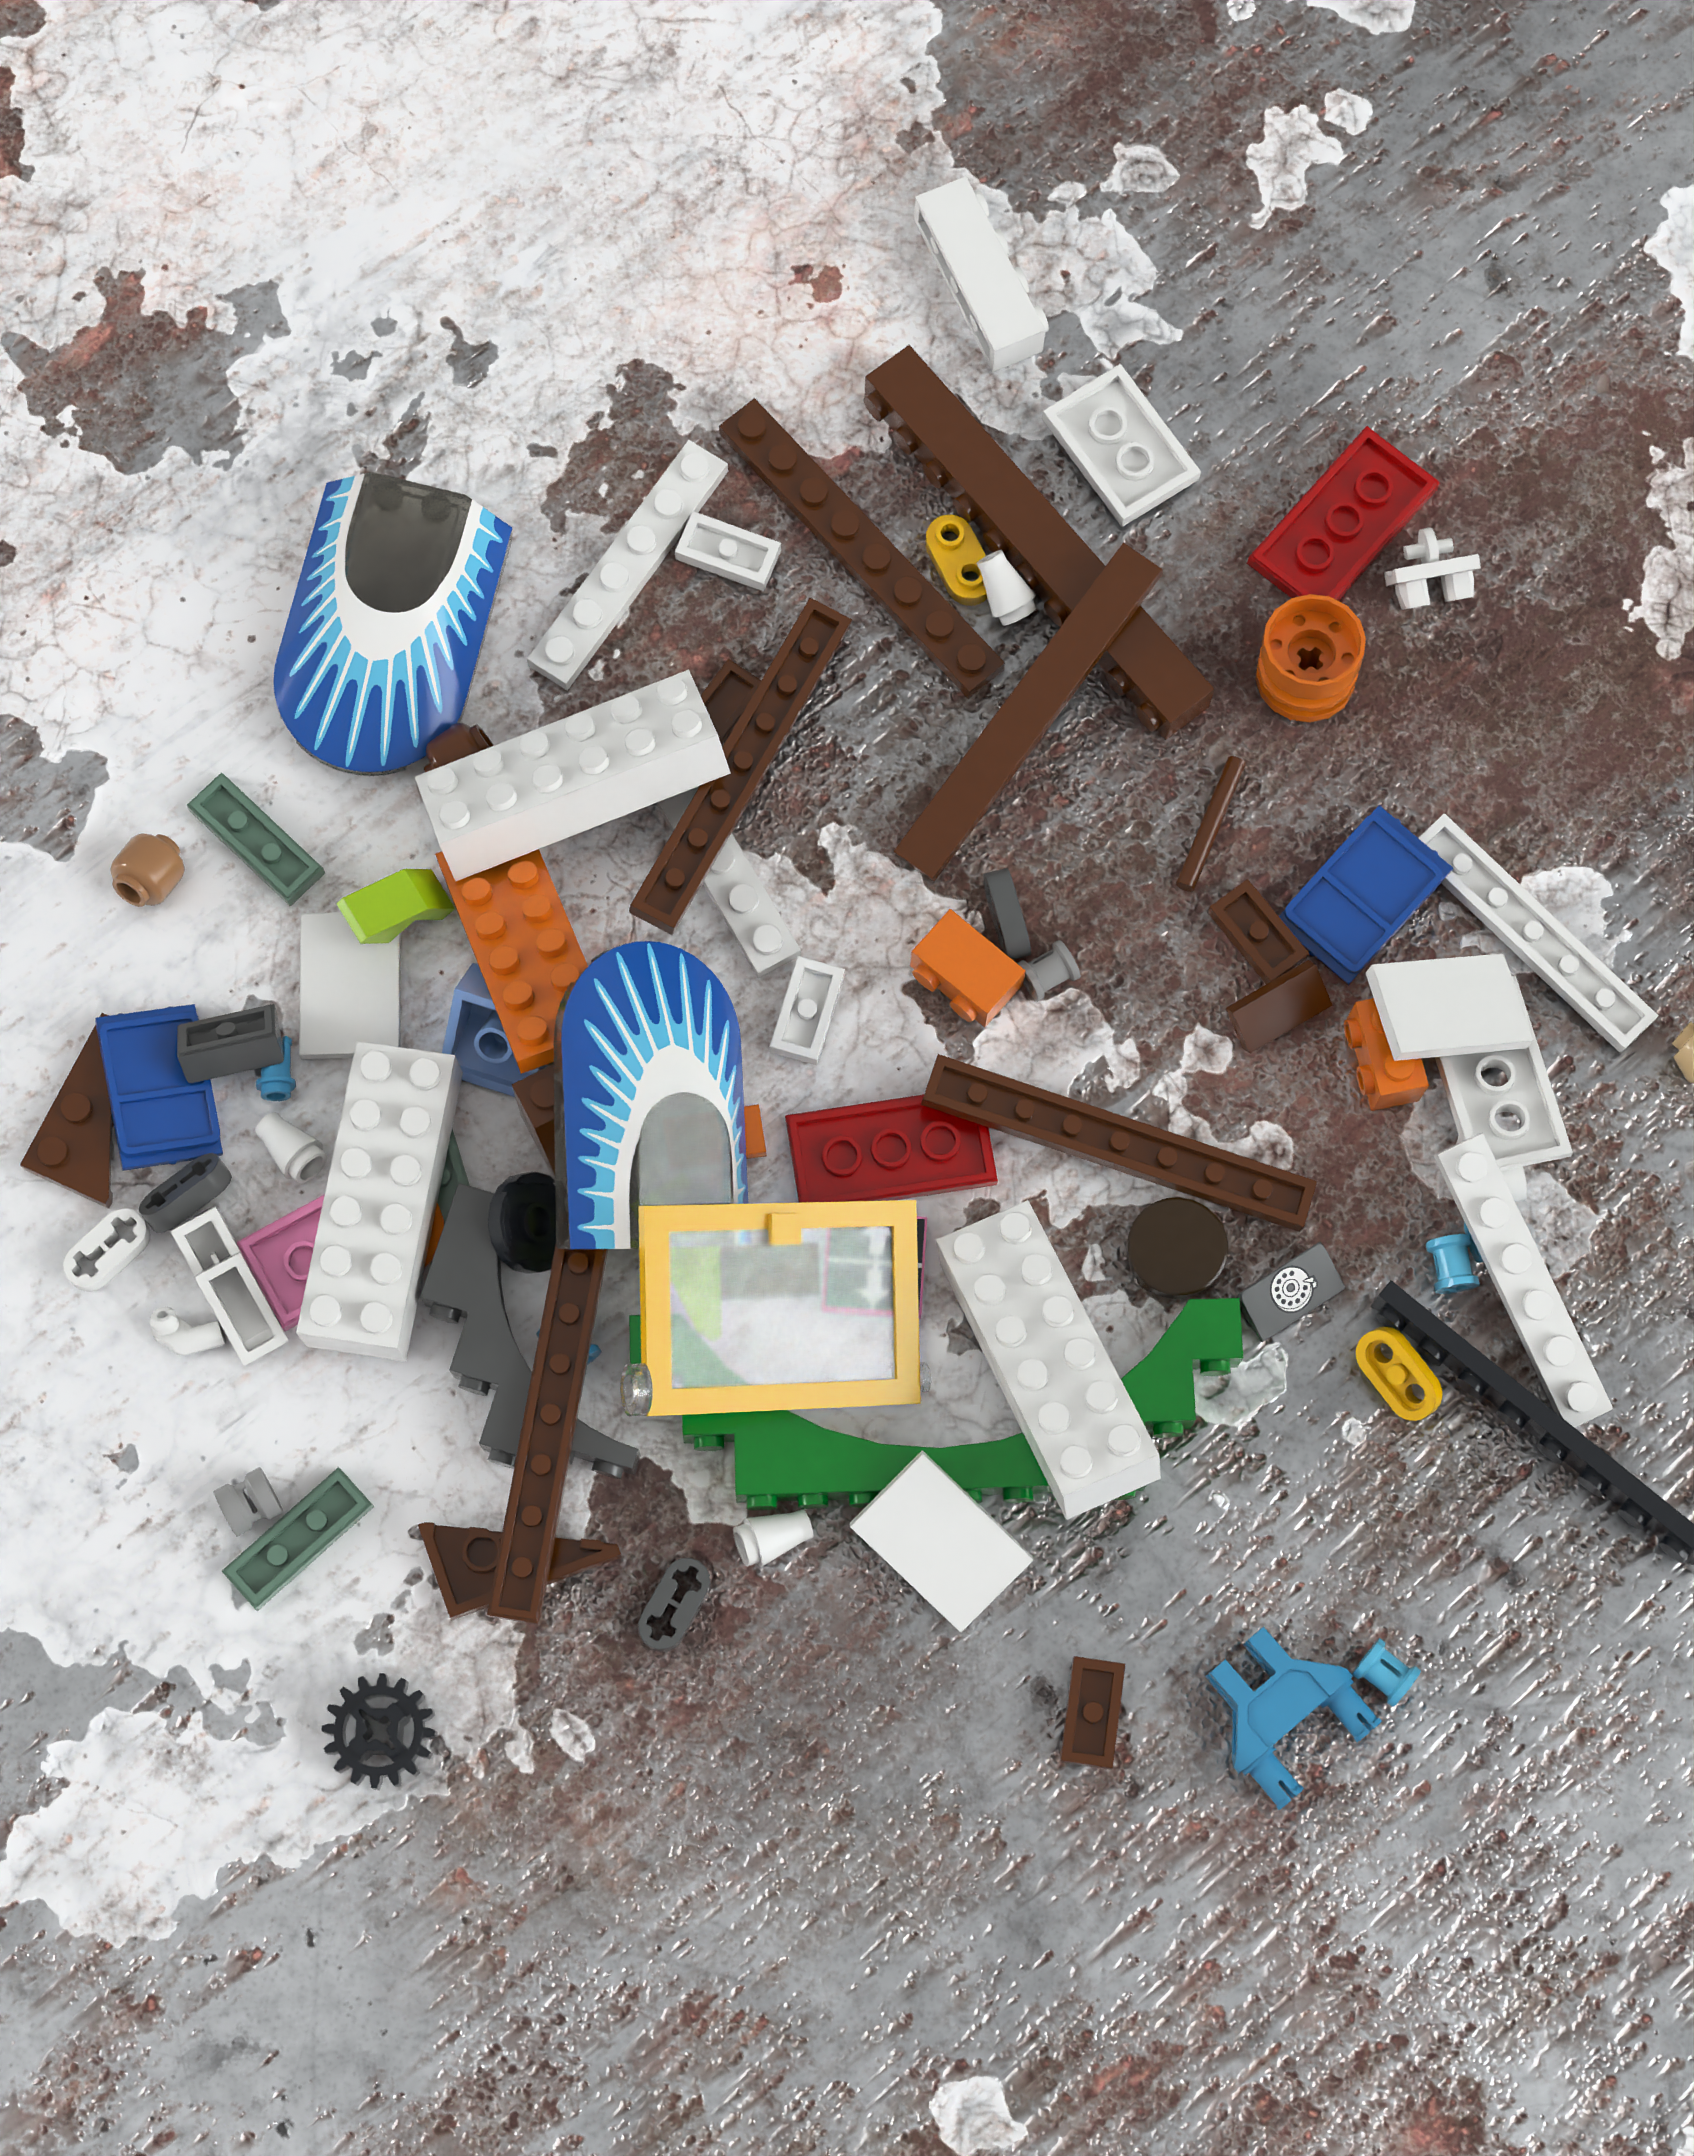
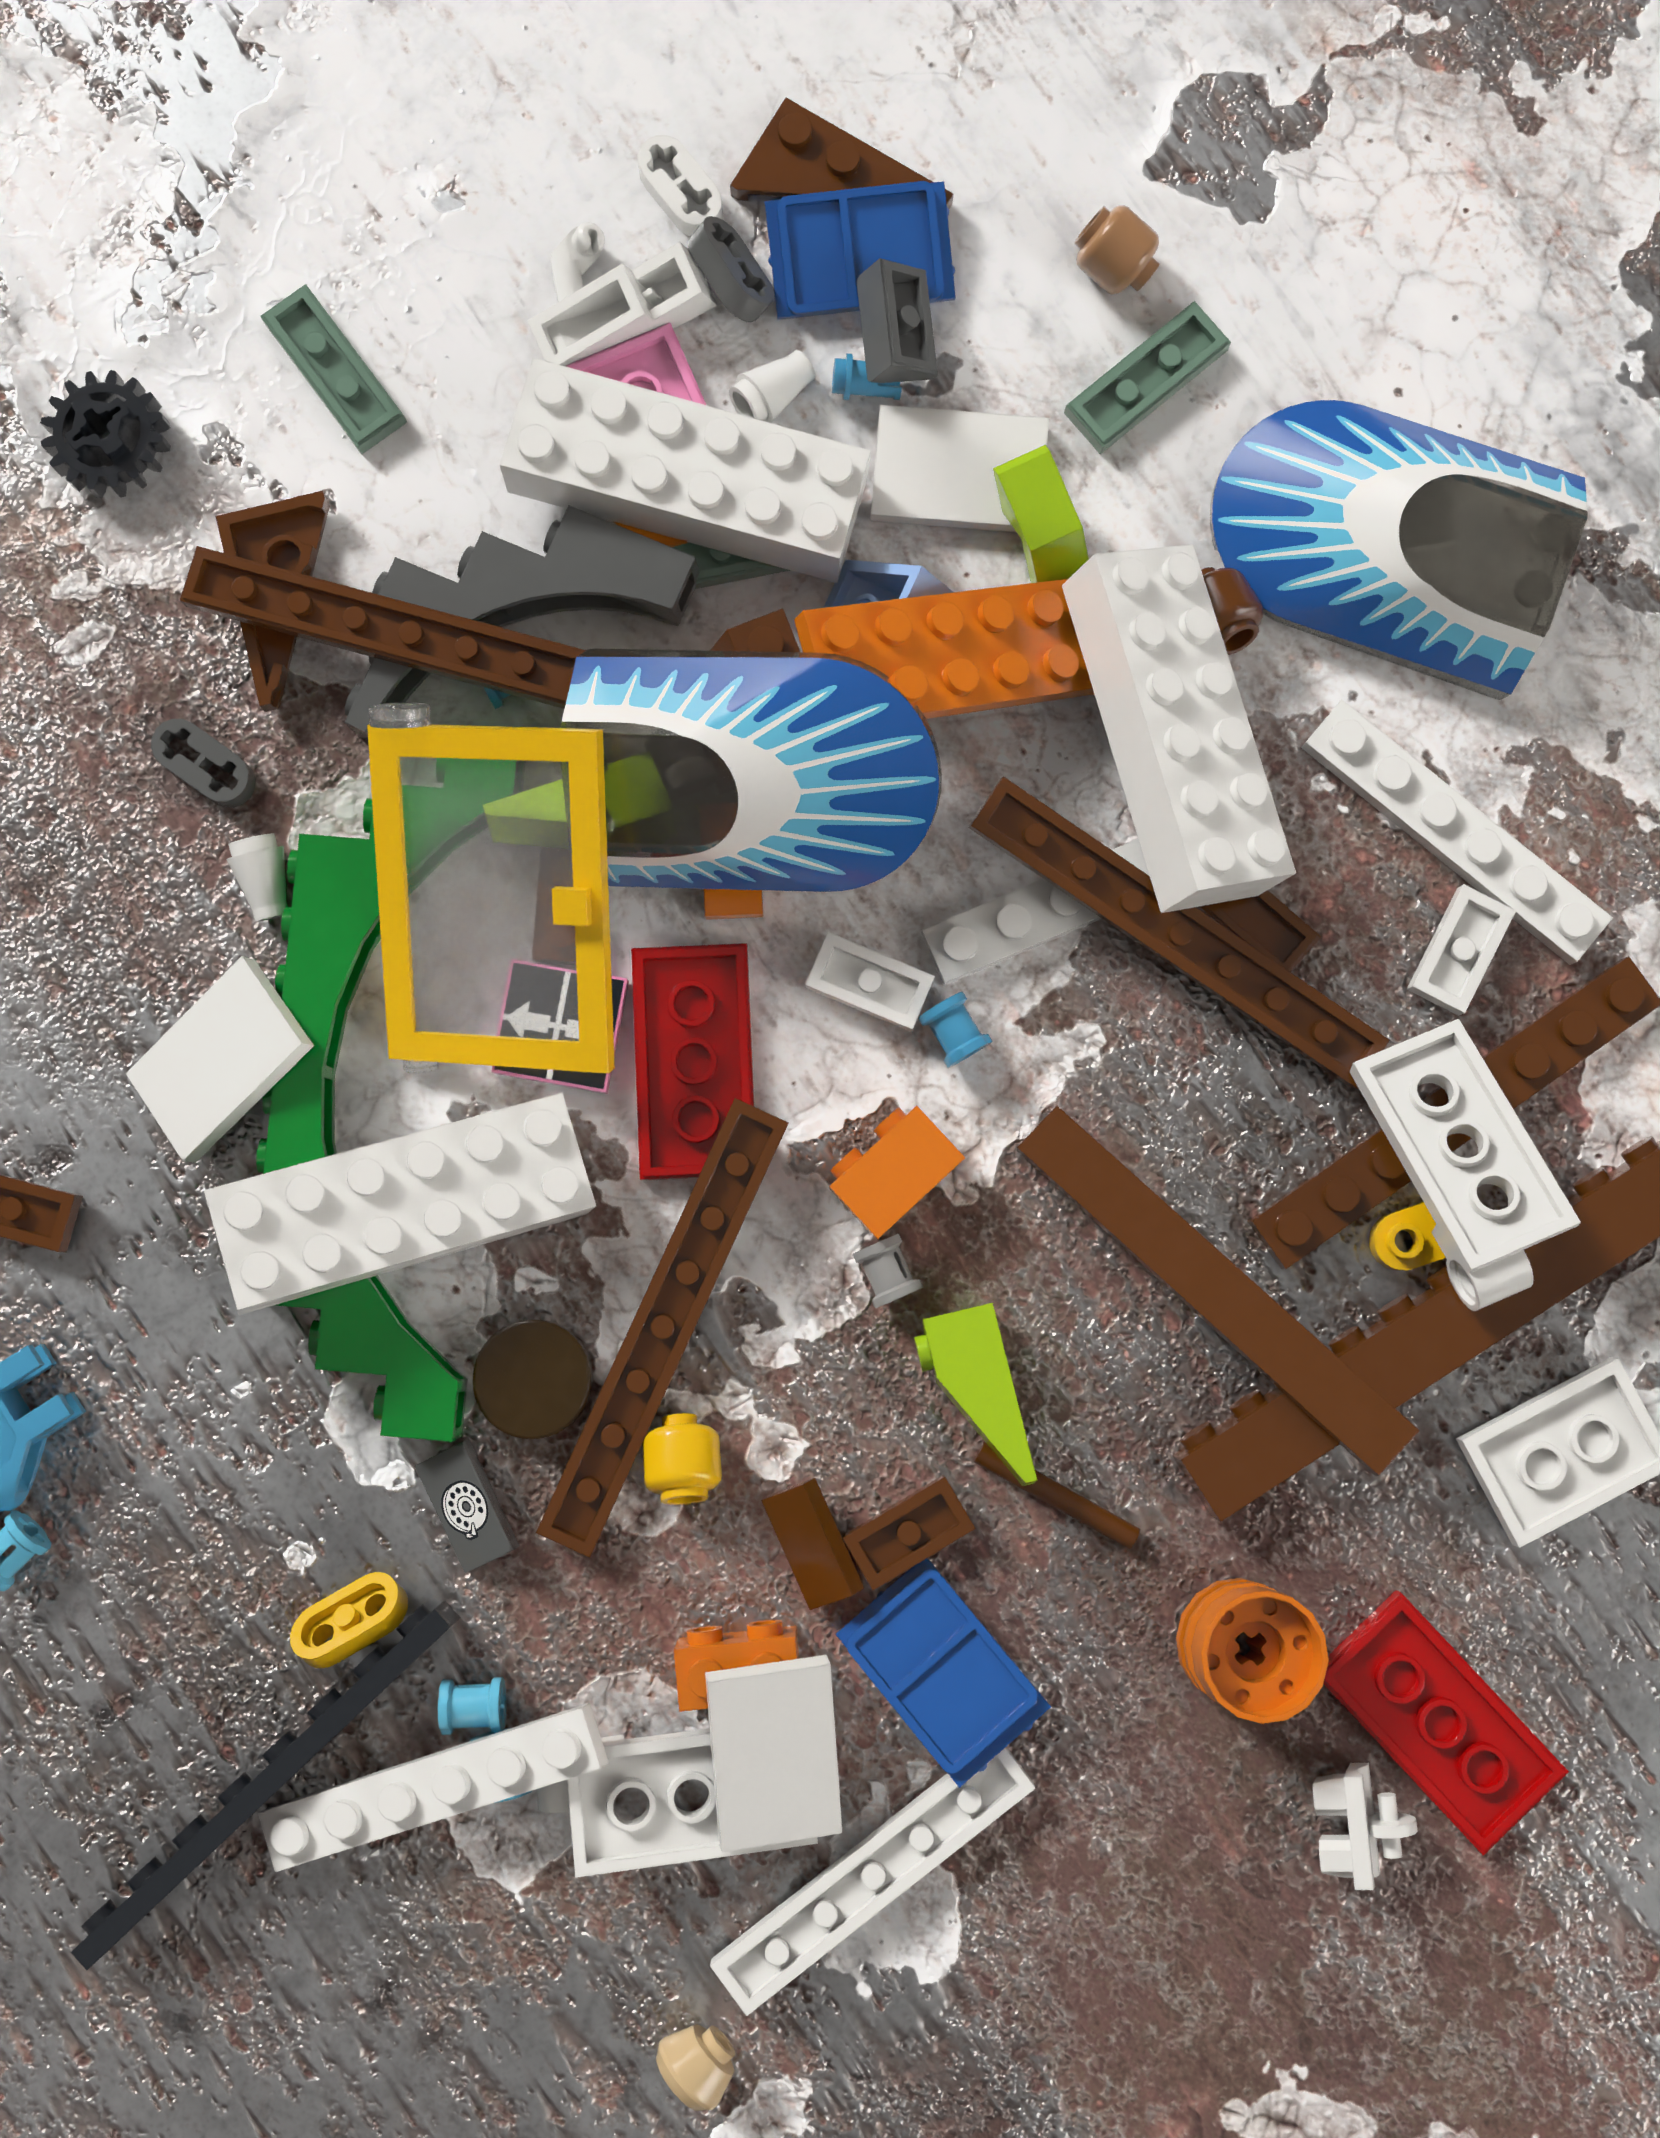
camera: 100 degrees right, 10 degrees up
(237, 1506) = (371, 306): light grey wheel -> none
(524, 1222) = (643, 618): black tile -> none
(840, 936) = (955, 1029): none -> dark azure bush
(971, 510) = (1479, 1243): none -> white hinge
(1006, 590) = (1378, 1281): white cone -> none
(1006, 913) = (962, 1230): dark grey beam -> none
(1125, 889) = (975, 1375): none -> lime slope
(1226, 1116) = (681, 1460): none -> yellow head

